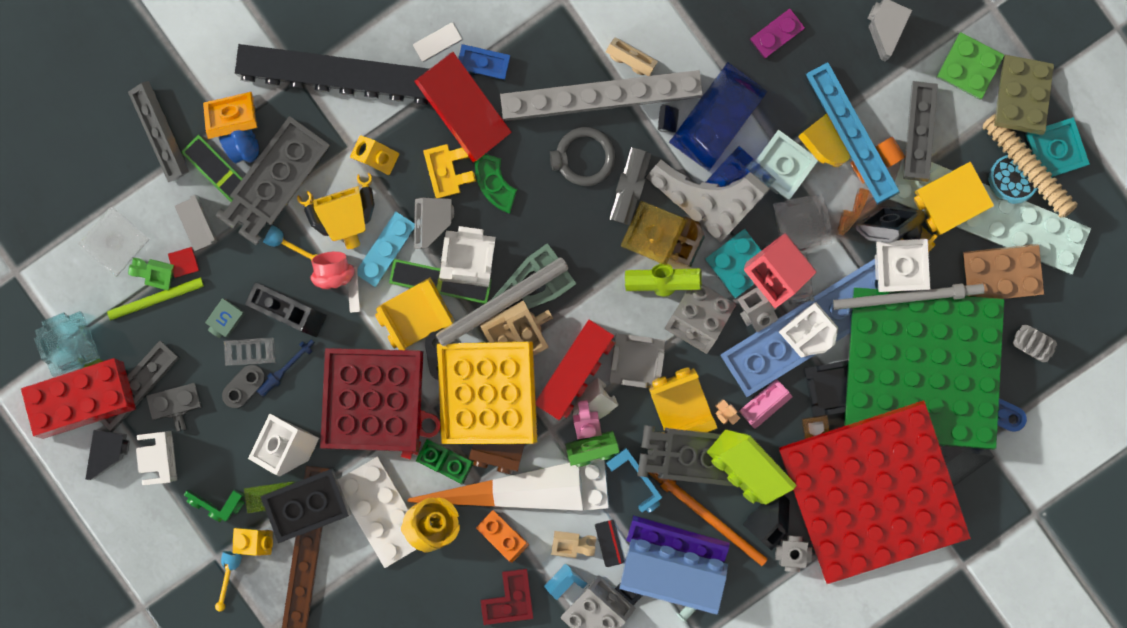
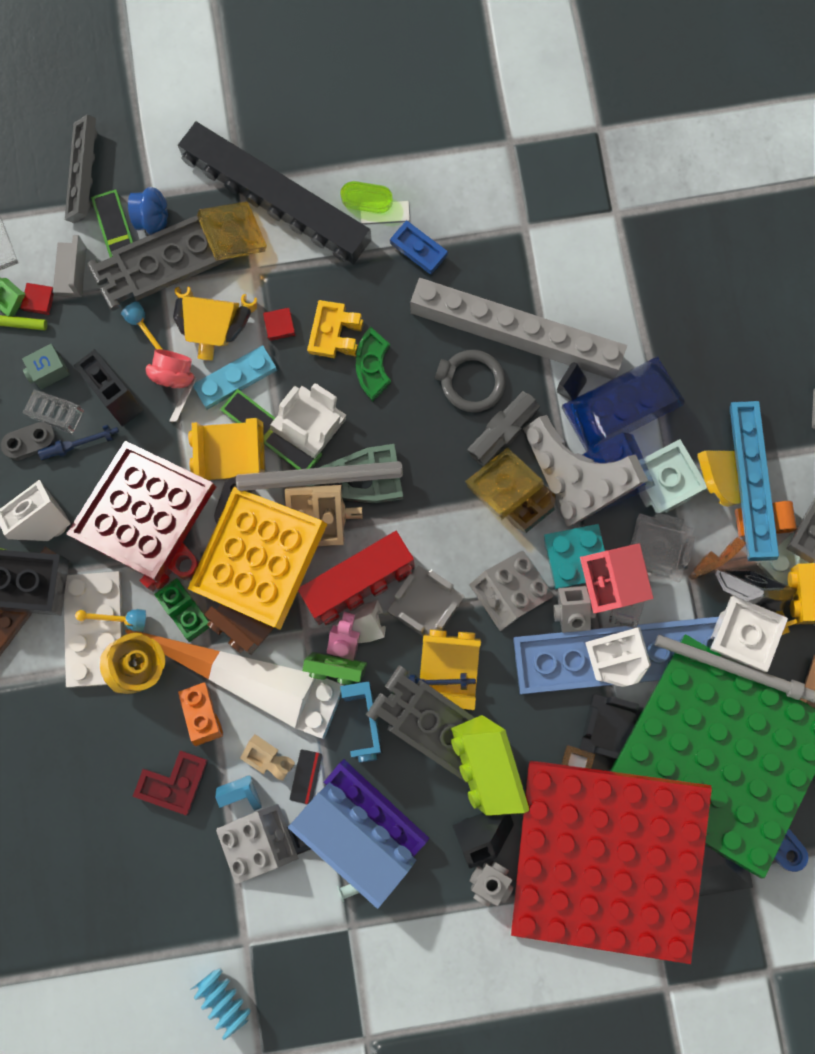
camera: 30 degrees right, 10 degrees down
(229, 115) = (153, 180): light orange tile -> none
(318, 125) = (231, 230): none -> clear yellow plate
(376, 155) = (272, 285): yellow bracket -> none
(399, 185) = (279, 324): none -> red tile
(412, 489) = (133, 619): none -> hinge
(416, 37) = (366, 197): none -> clear neon green tile
(431, 219) = (293, 366): light grey slope -> none
(462, 106) = (377, 274): red tile -> none
(622, 52) = (557, 299): tan plate -> none
(660, 427) = (463, 681): none -> dark blue piece
(663, 280) = (492, 534): lime piece -> none
(670, 485) = (397, 746): orange bar -> none
(726, 412) = (492, 699): light nougat plate -> none
(765, 404) = (536, 711): bright pink plate -> none
(777, 33) = (719, 353): magenta piece -> none

